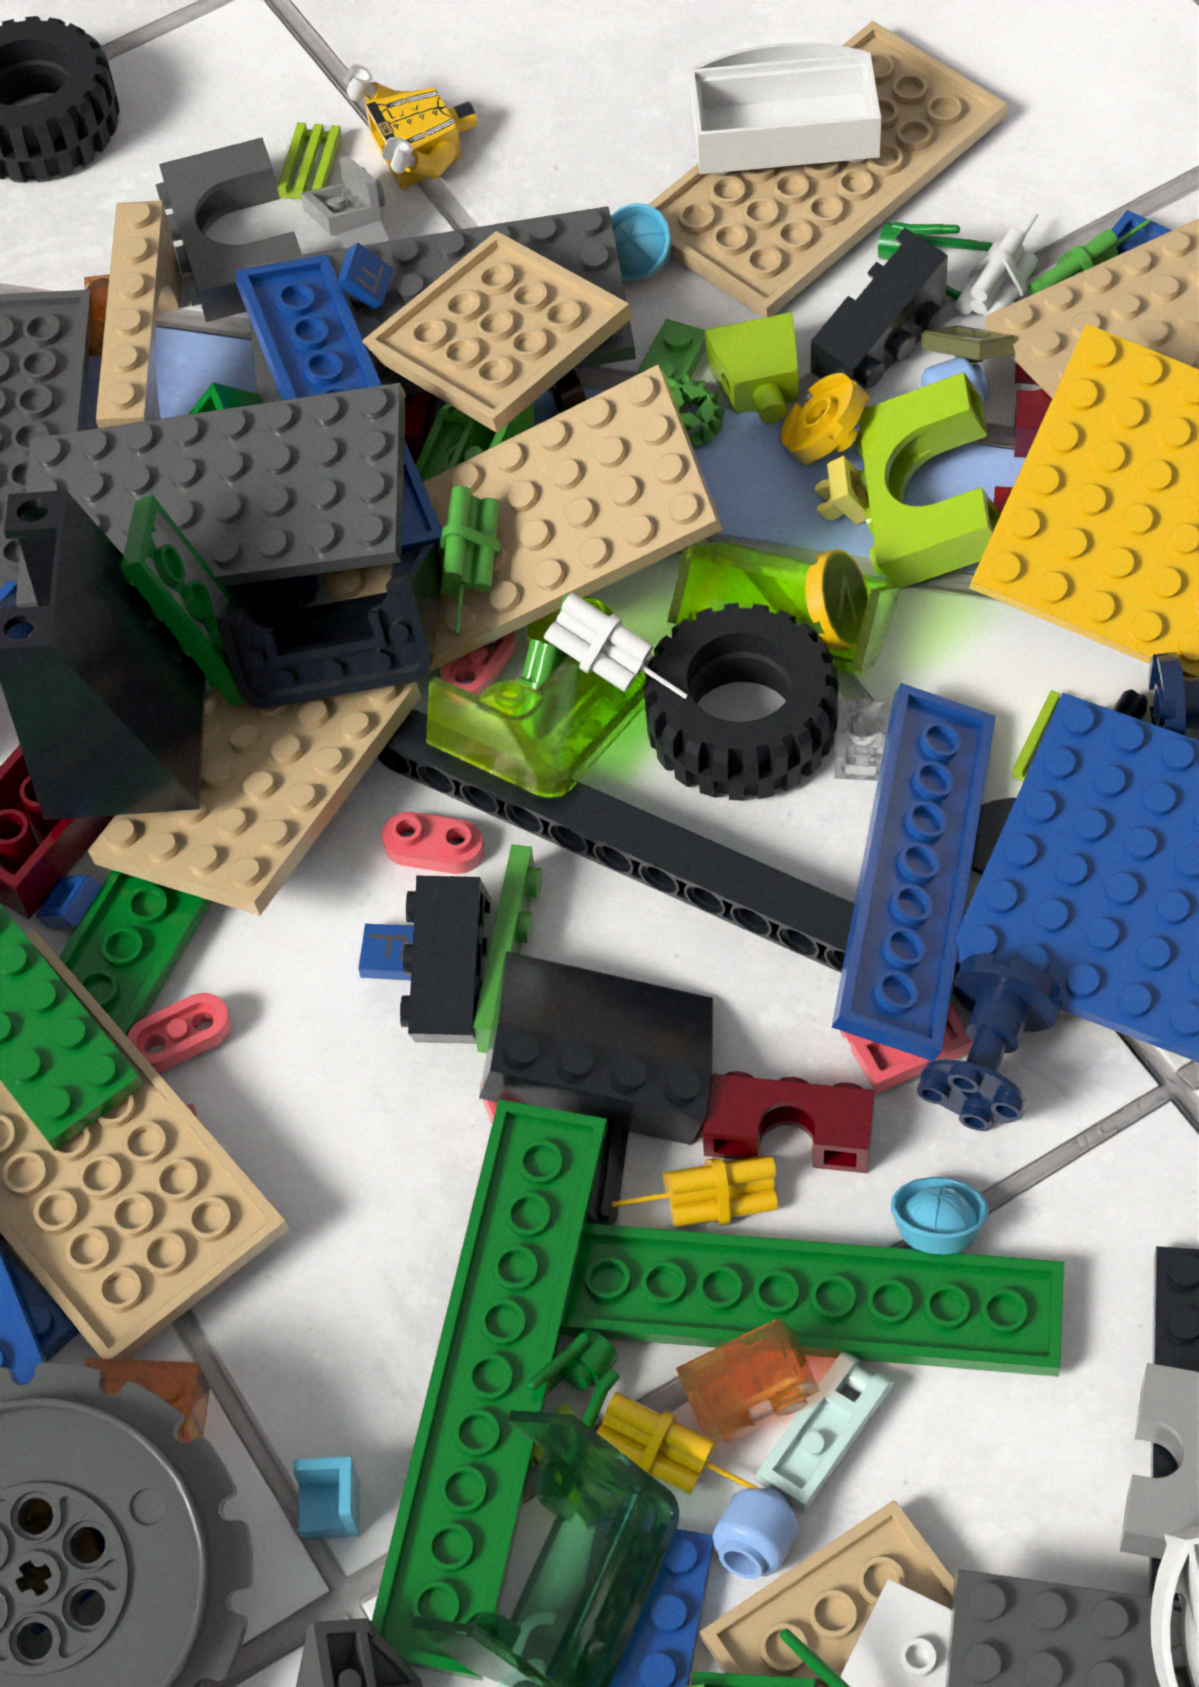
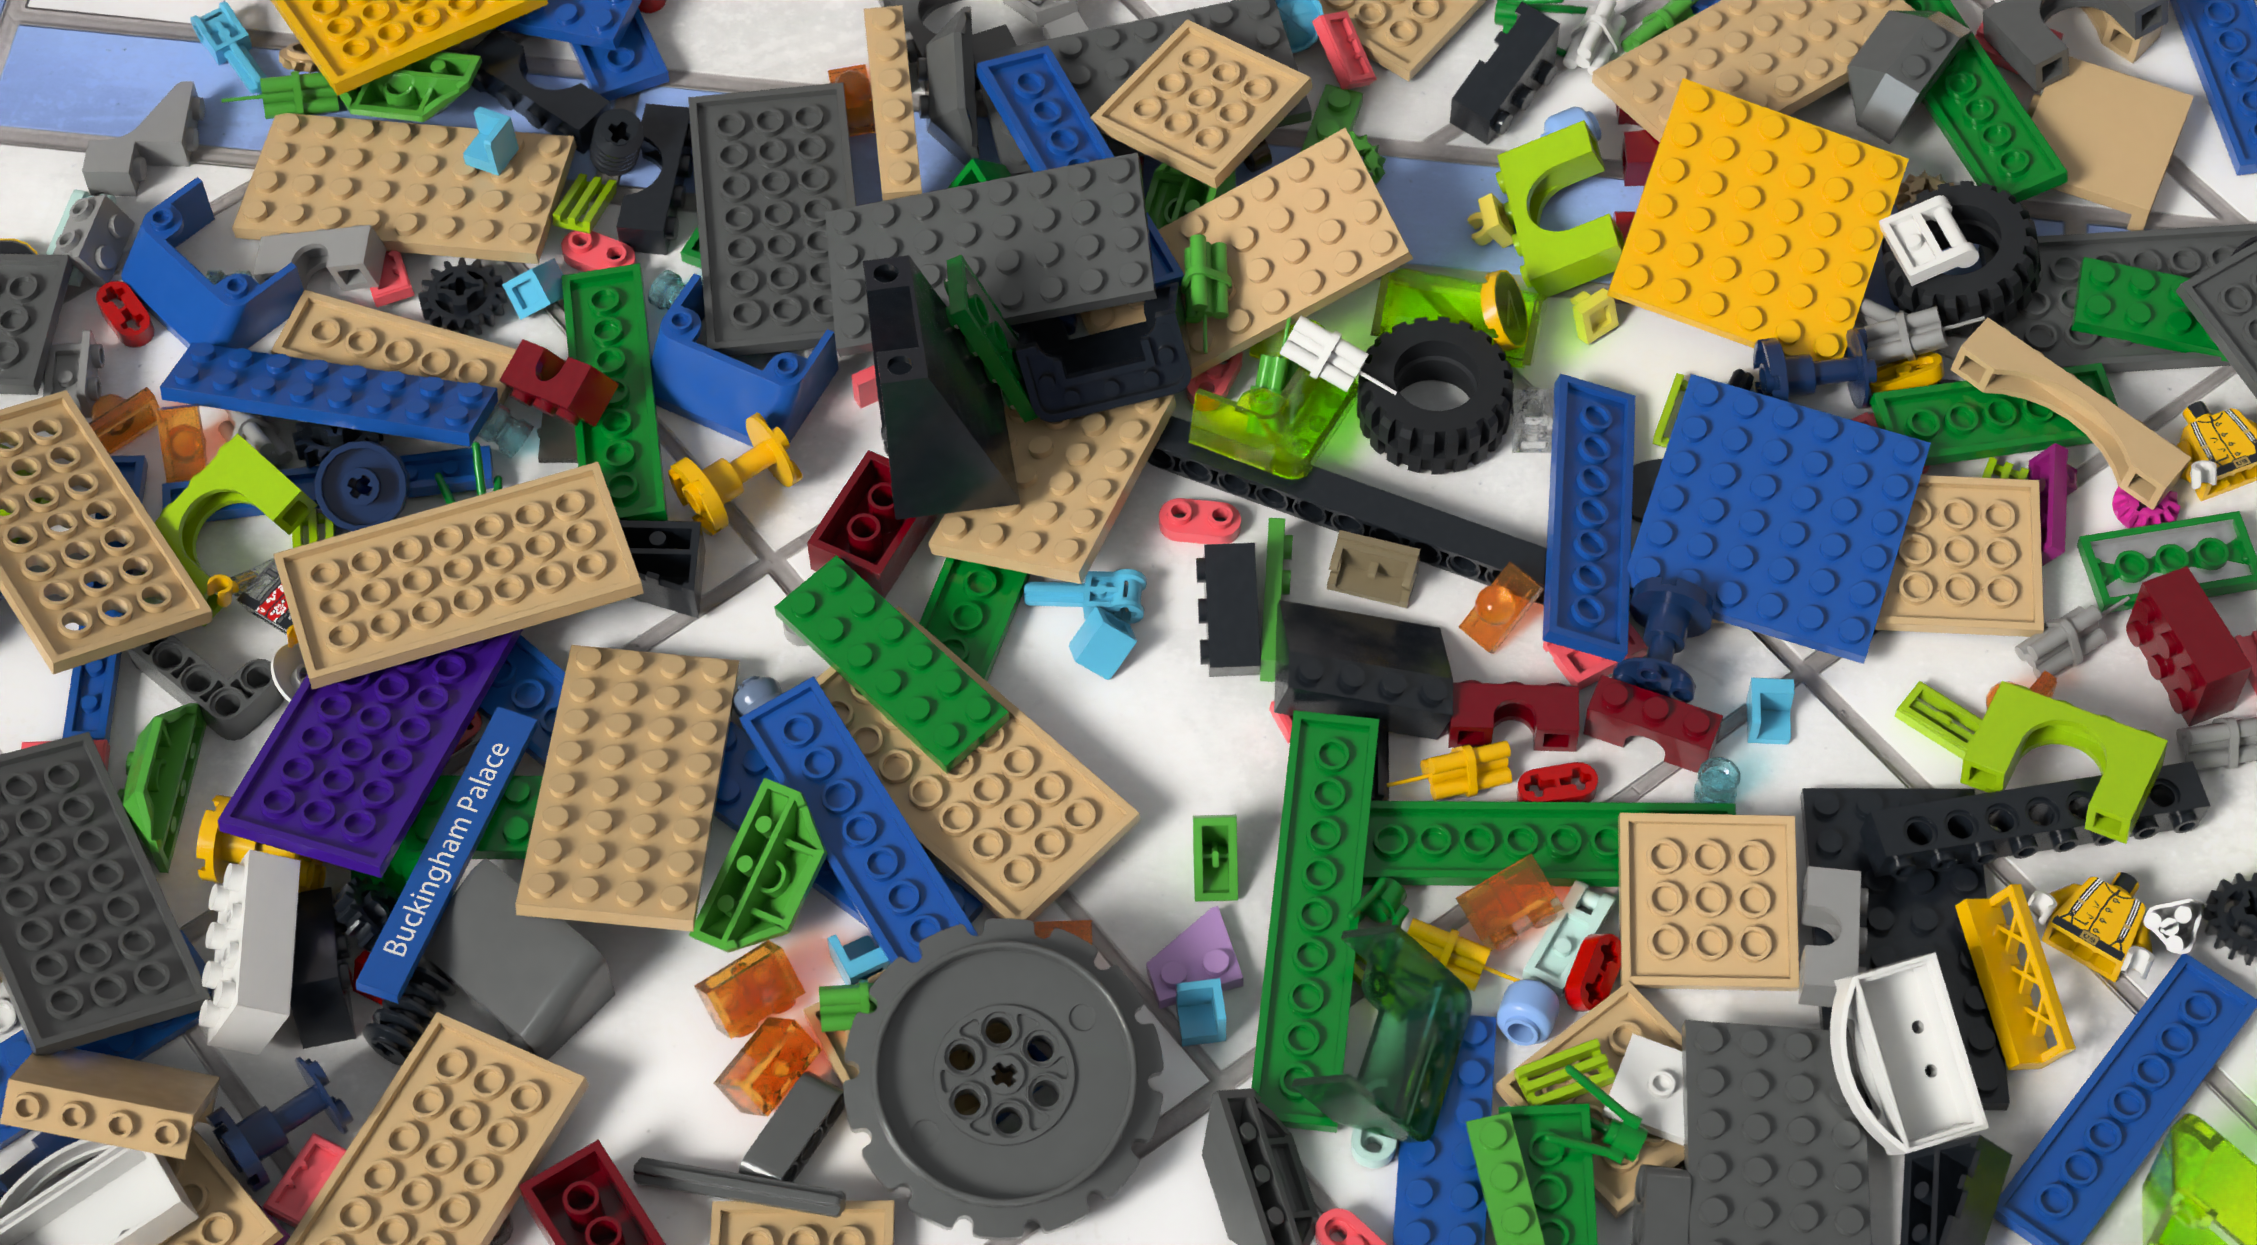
camera: 10 degrees left, 0 degrees up
(68, 901) = (915, 585): blue tile -> none
(177, 1030) = (1019, 678): coral plate -> none
(211, 300) = (950, 88): none -> dark grey wedge
(285, 990) = (1102, 643): none -> medium azure panel
(294, 930) = (1099, 589): none -> medium azure connector
(335, 1421) = (1195, 955): none -> lavender wing
(365, 276) = (1082, 62): blue tile -> none
(378, 1286) = (1215, 857): none -> bright green slope
(383, 951) = (1177, 608): blue tile -> none
(637, 917) = (1373, 569): none -> dark tan hinge
(690, 279) = (1344, 50): none -> coral plate
(756, 365) = (1406, 120): lime torso -> none
(783, 1608) = (1588, 1049): none -> lime tile
(789, 977) = (1501, 607): none -> clear orange tile
(825, 419) = (1471, 162): yellow plate -> none
(835, 1217) = (1556, 783): none -> red beam
(850, 1482) = (1593, 971): none -> red beam
(939, 1214) = (1637, 776): medium azure hat -> none
(955, 612) = (1594, 314): none -> light yellow tile
(968, 342) = (1580, 94): olive plate -> none
(1003, 1157) = (1680, 728): none -> dark red arch
(1012, 1398) = (1708, 901): none -> tan plate
(1045, 1222) = (1721, 777): none -> clear light blue wheel
(1123, 1138) = (1769, 710): none -> medium azure panel

